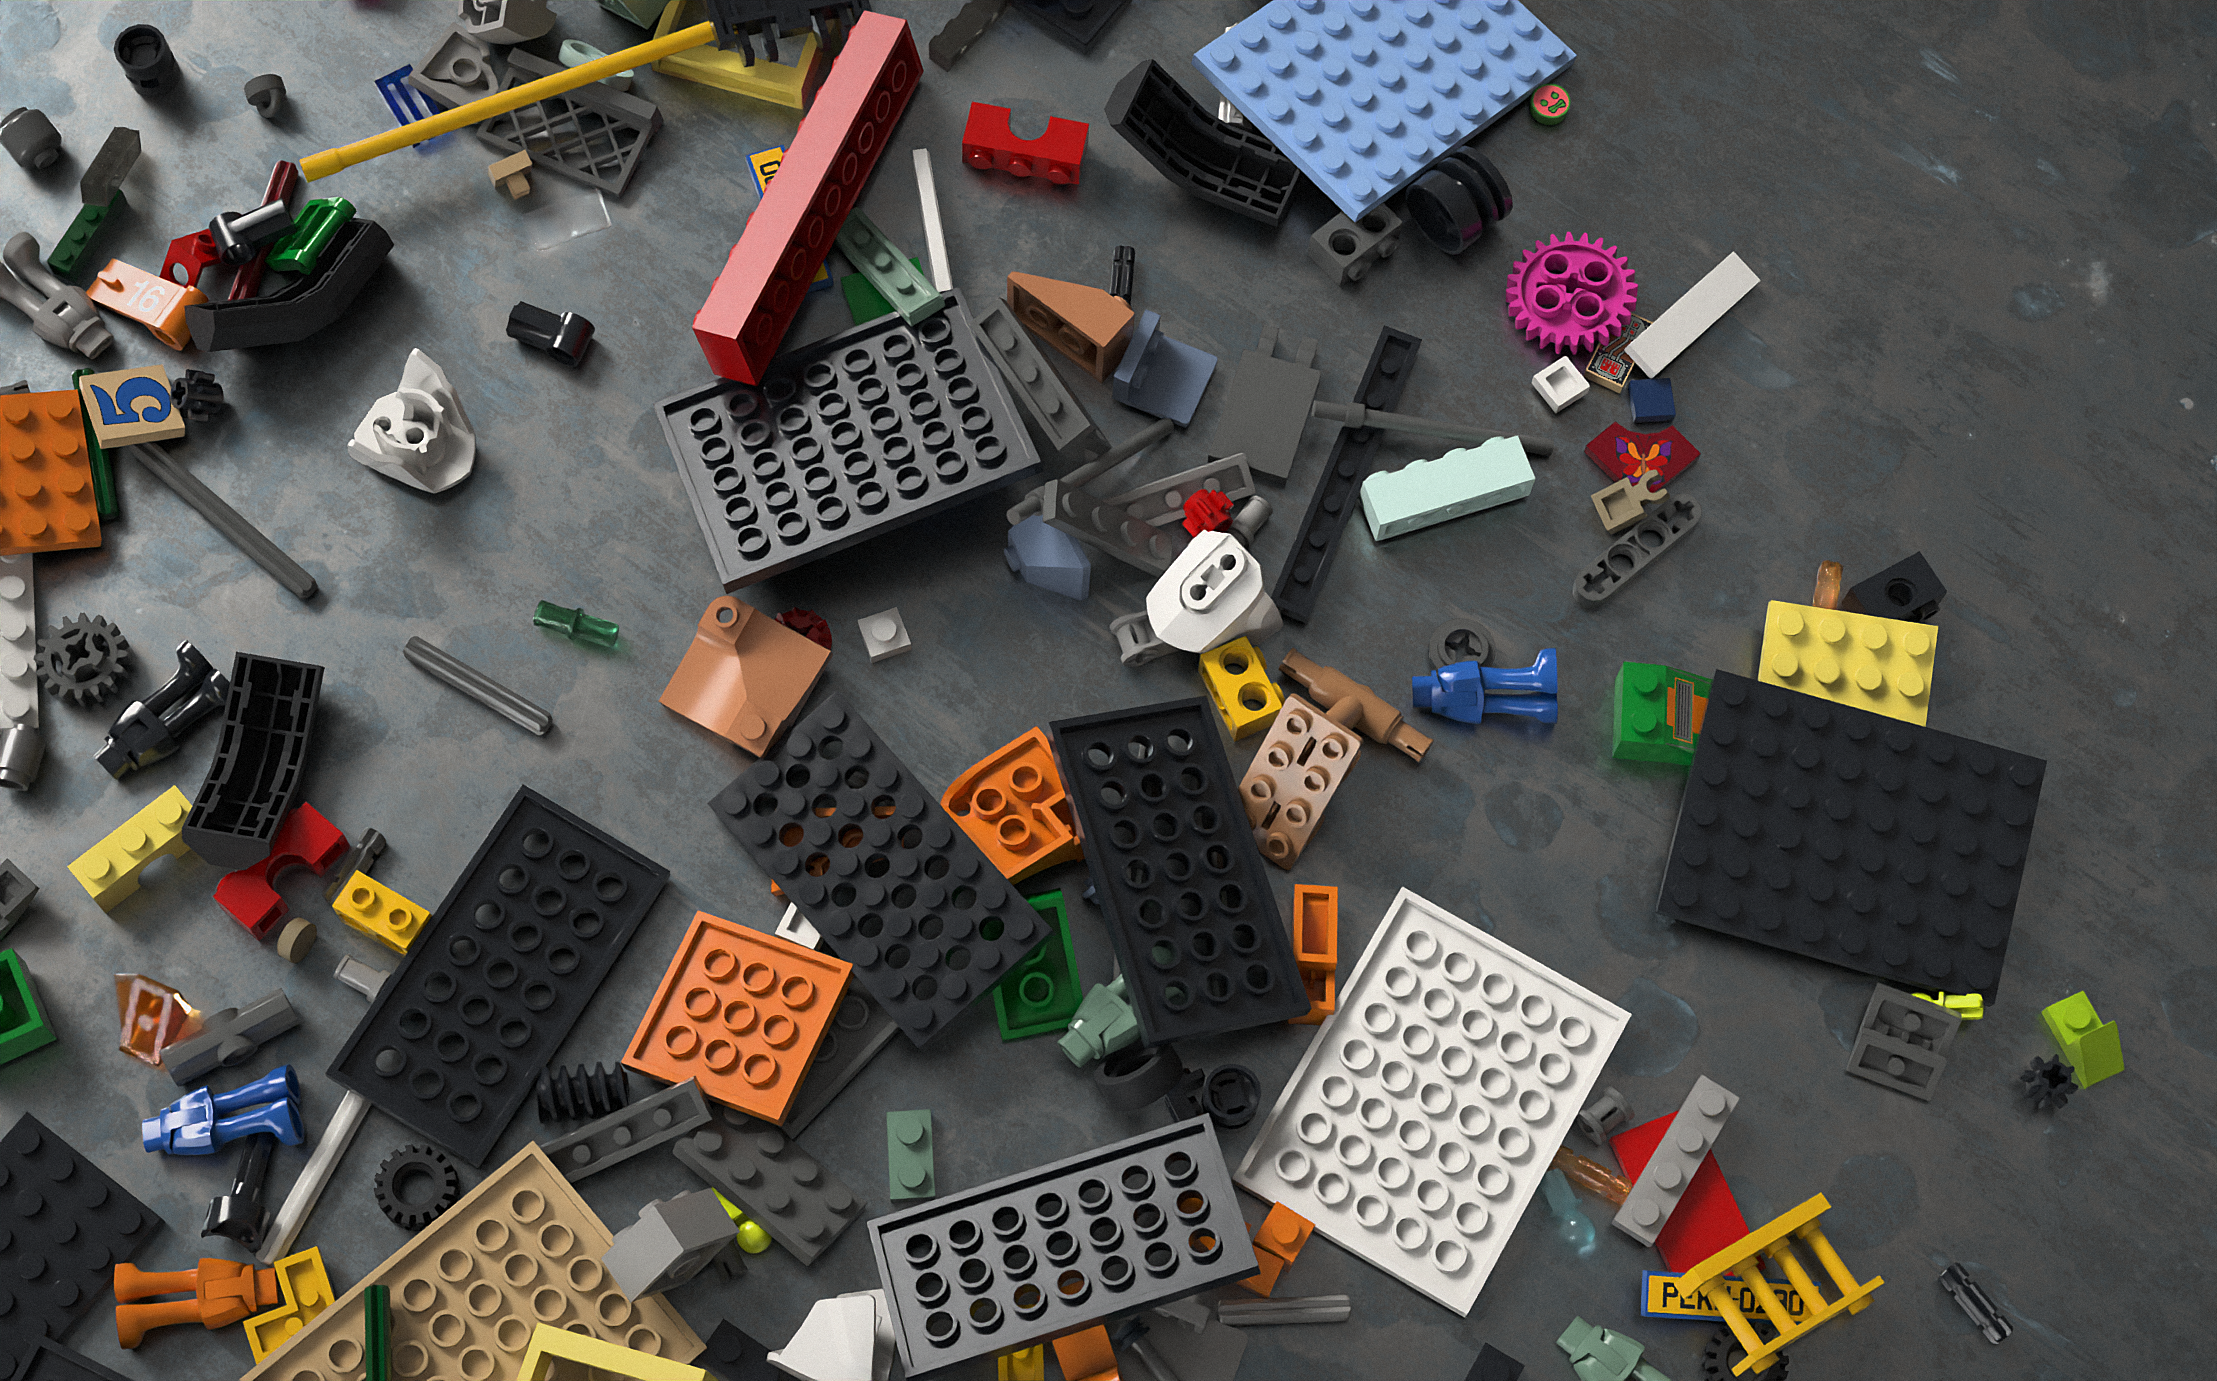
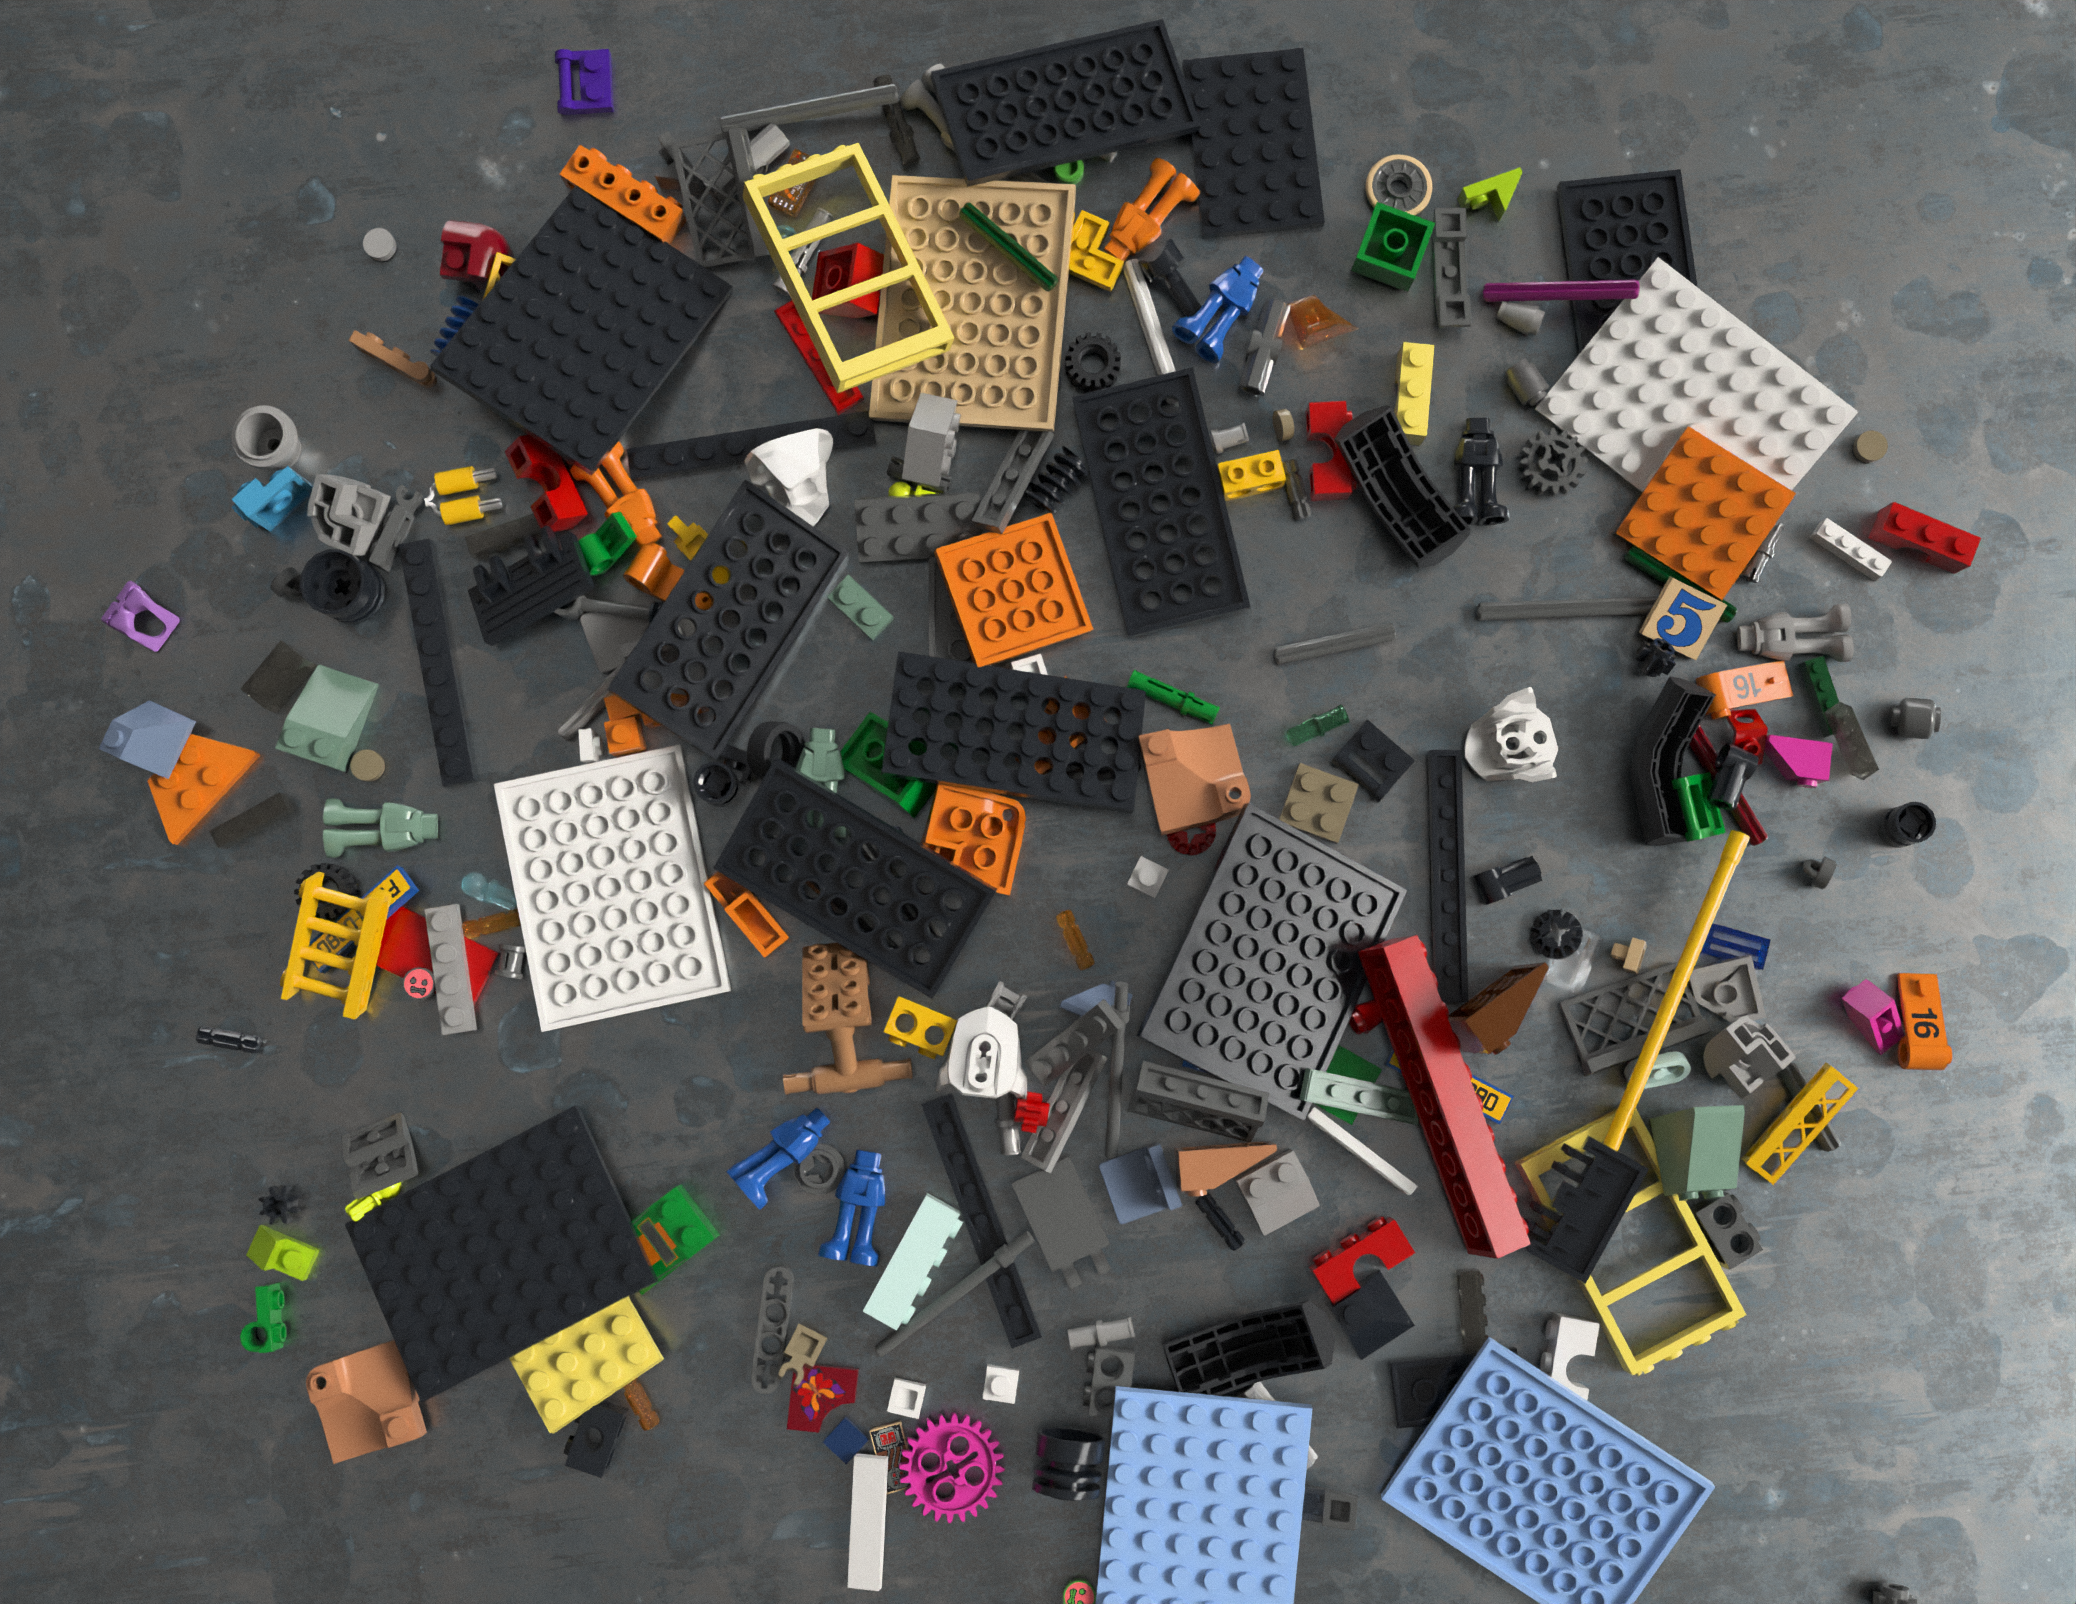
camera: 140 degrees right, 15 degrees up
(171, 194) = (1800, 759): none -> dark pink slope
(545, 547) = (1379, 753): none -> black plate
(563, 267) = (1569, 941): none -> black gear
(593, 390) = (1448, 874): none -> black plate
(651, 556) = (1318, 803): none -> dark tan plate
(680, 760) = (1178, 699): none -> green pin
(681, 210) = (1497, 1010): none -> reddish brown slope
(806, 330) = (1365, 1017): none -> red cone
(1012, 639) = (1075, 939): none -> clear orange axle
(1043, 254) = (1277, 1191): none -> light grey slope
(1062, 93) = (1371, 1315): none -> black slope
(1325, 285) = (1101, 1333): none -> light grey pin
(1328, 1262) = (590, 746): none -> white plate
(1435, 594) = (863, 1188): none -> blue piece
(1460, 325) = (1000, 1384): none -> white plate
(1720, 1174) = (419, 983): none -> tile
(2102, 819) = (366, 1402): none -> nougat slope
(2149, 981) = (269, 1303): none -> green plate

